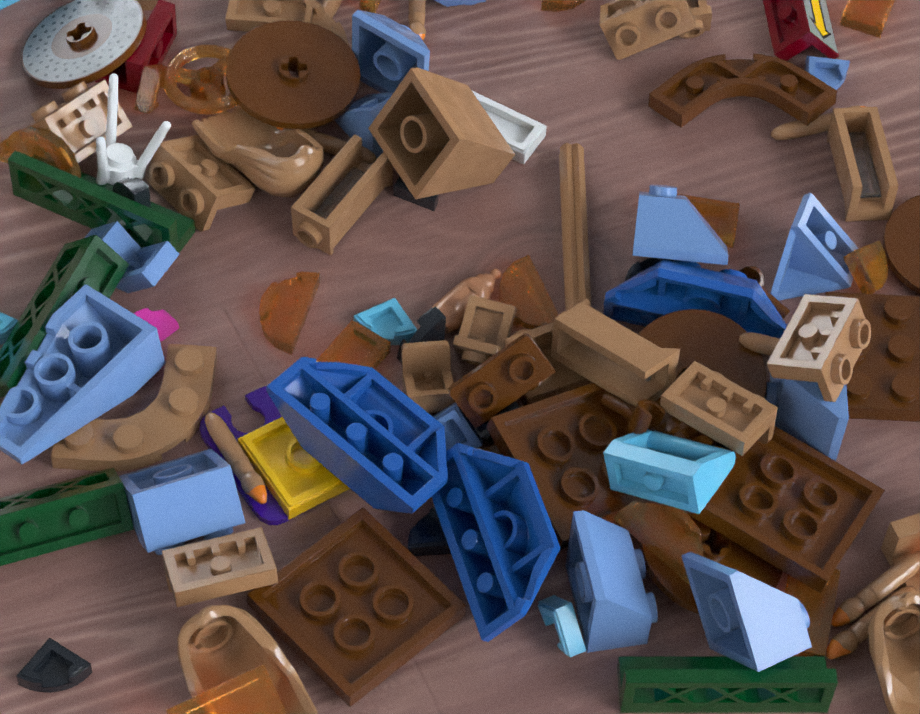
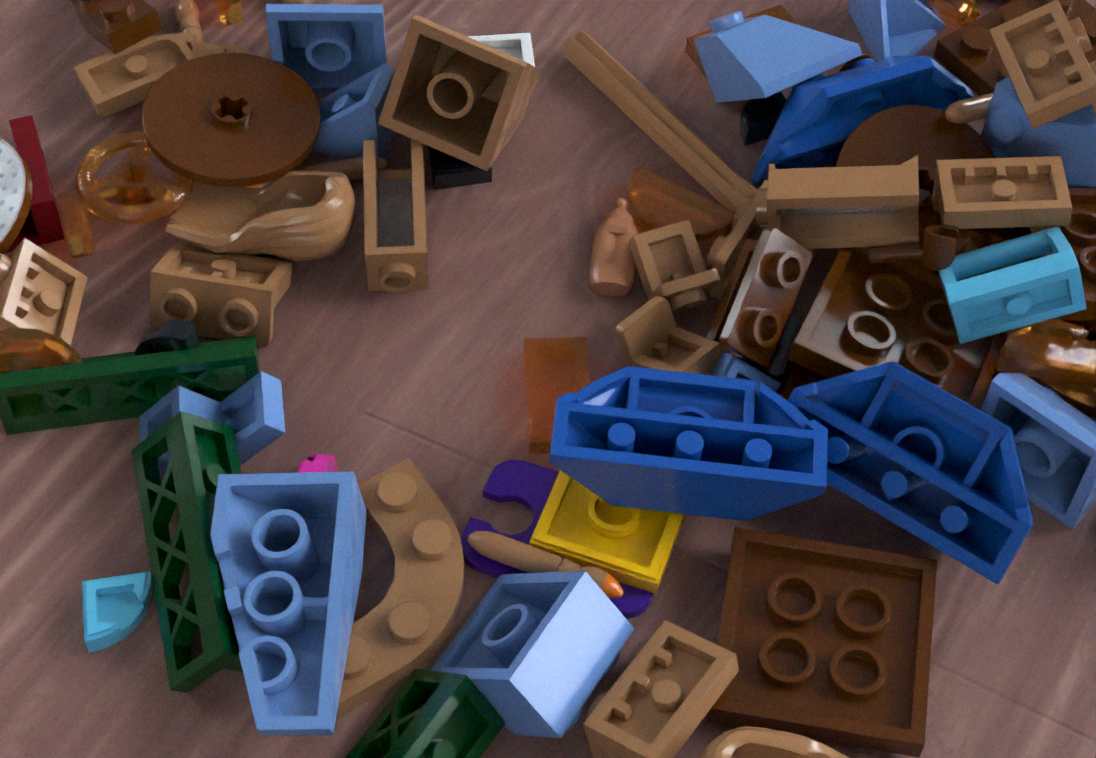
camera: 35 degrees left, 0 degrees up
(115, 159) = (111, 320): white plant -> none
(285, 309) = (440, 373): clear orange tile -> none
(387, 321) = (561, 317): medium azure tile -> none
(428, 536) = (821, 515): black tile -> none
(431, 329) = (619, 306): black tile -> none
(562, 614) = (1052, 516): medium azure tile -> none

